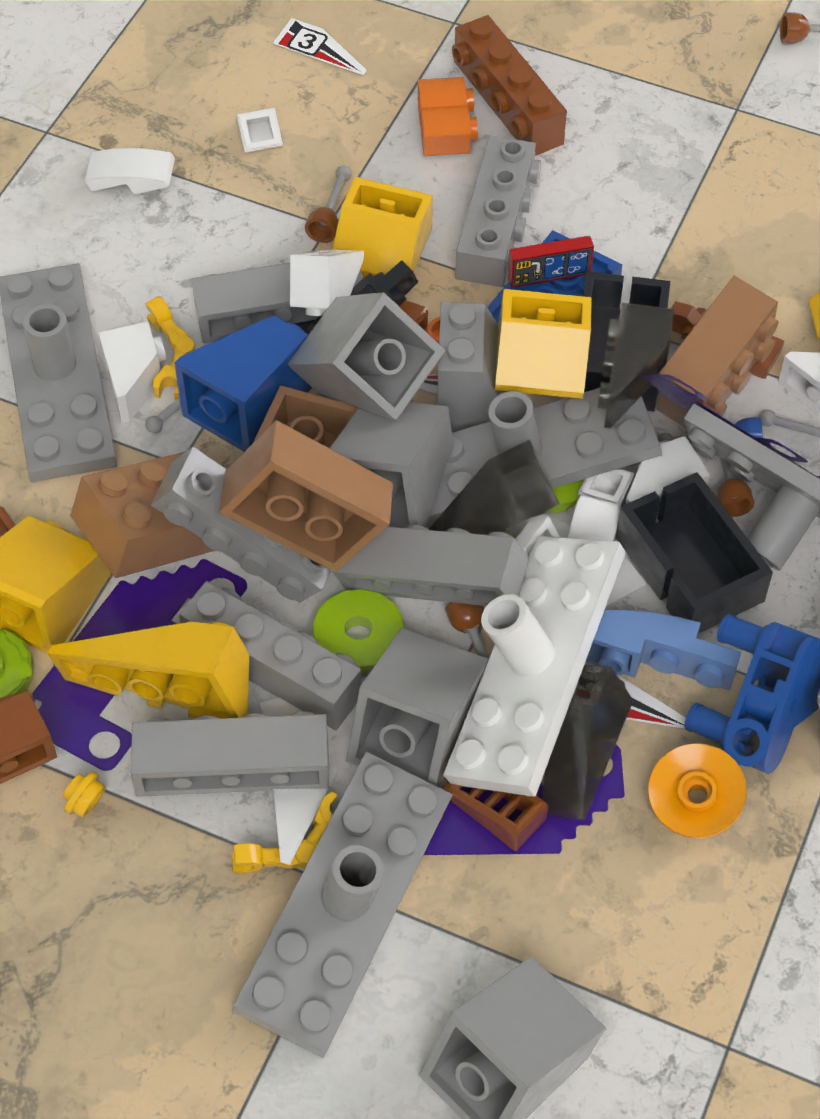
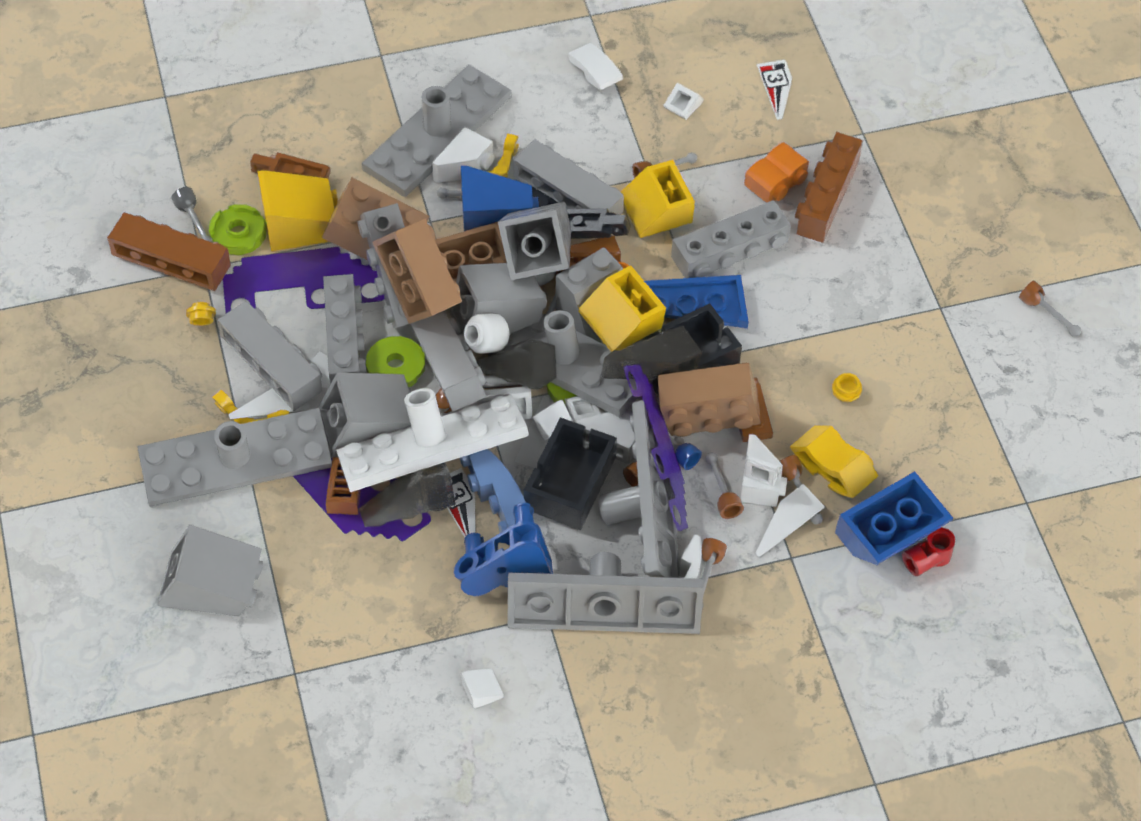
camera: 50 degrees right, 0 degrees up
(178, 664) = (294, 294): yellow wedge -> none
(321, 277) = (580, 189): white slope -> none
(442, 496) = (487, 333): none -> white head
(550, 261) = (706, 284): tile -> none
(703, 769) = (424, 555): light orange dish -> none
(777, 242) = (847, 387): none -> yellow plate

